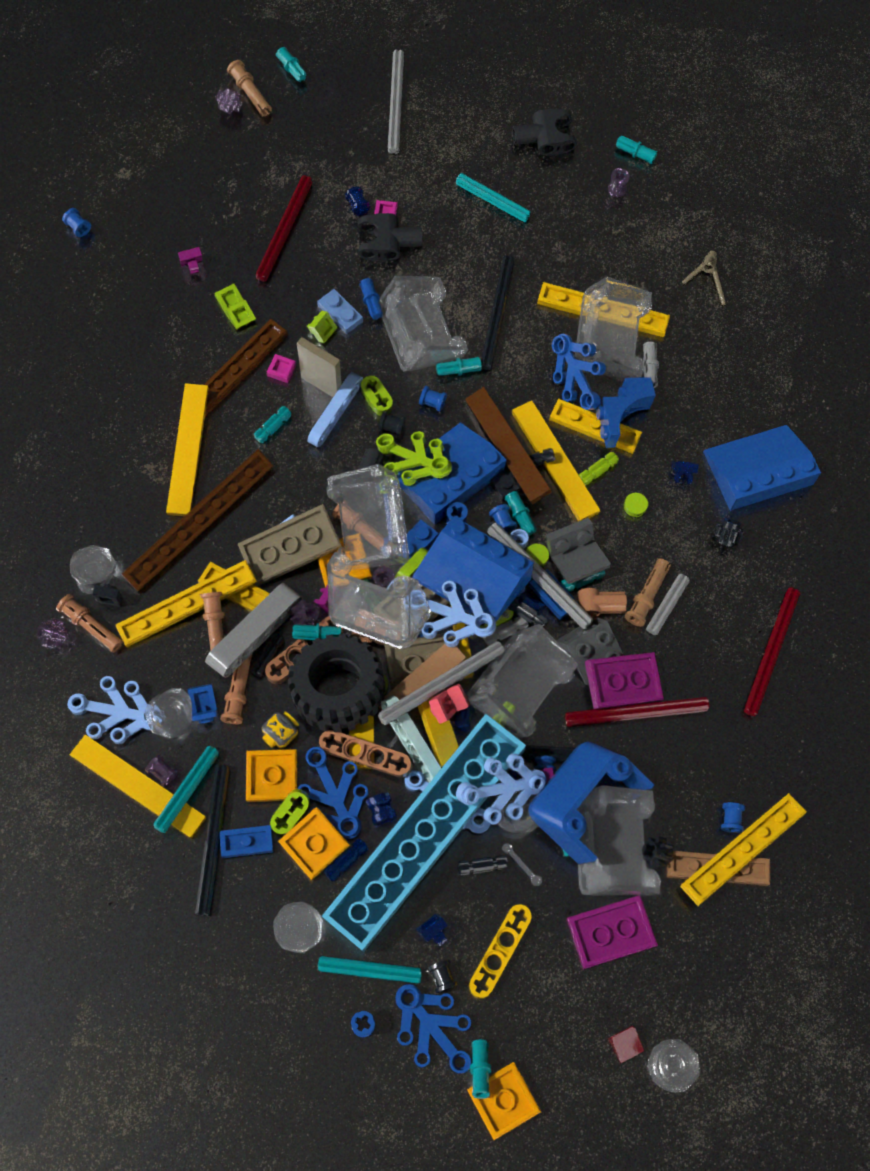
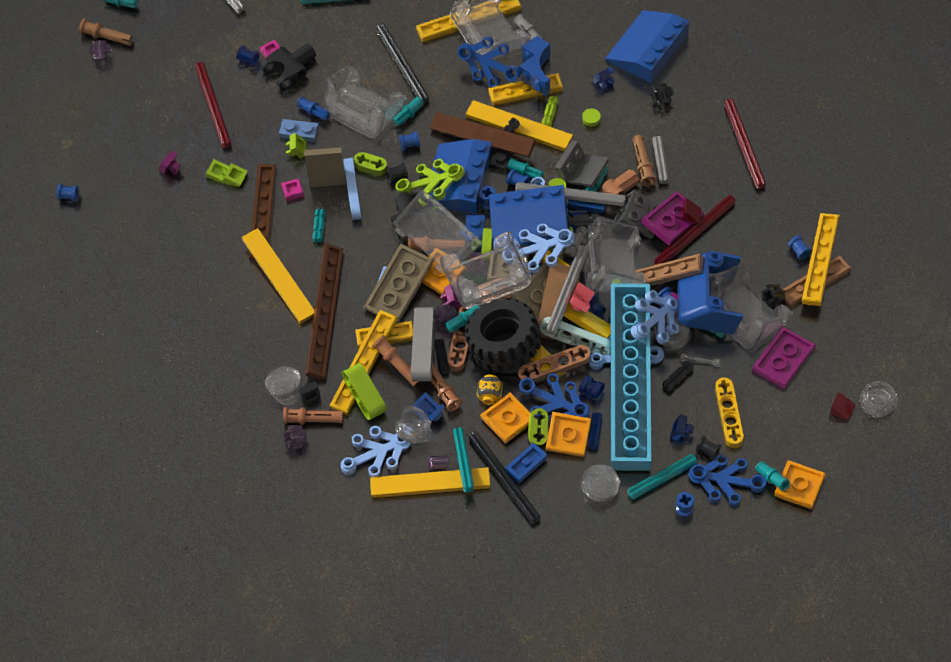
camera: 30 degrees left, 10 degrees down
(155, 636) = (364, 391): none -> lime beam
(568, 743) = (672, 270): none -> medium nougat tile
(647, 690) = (691, 212): none -> dark red slope

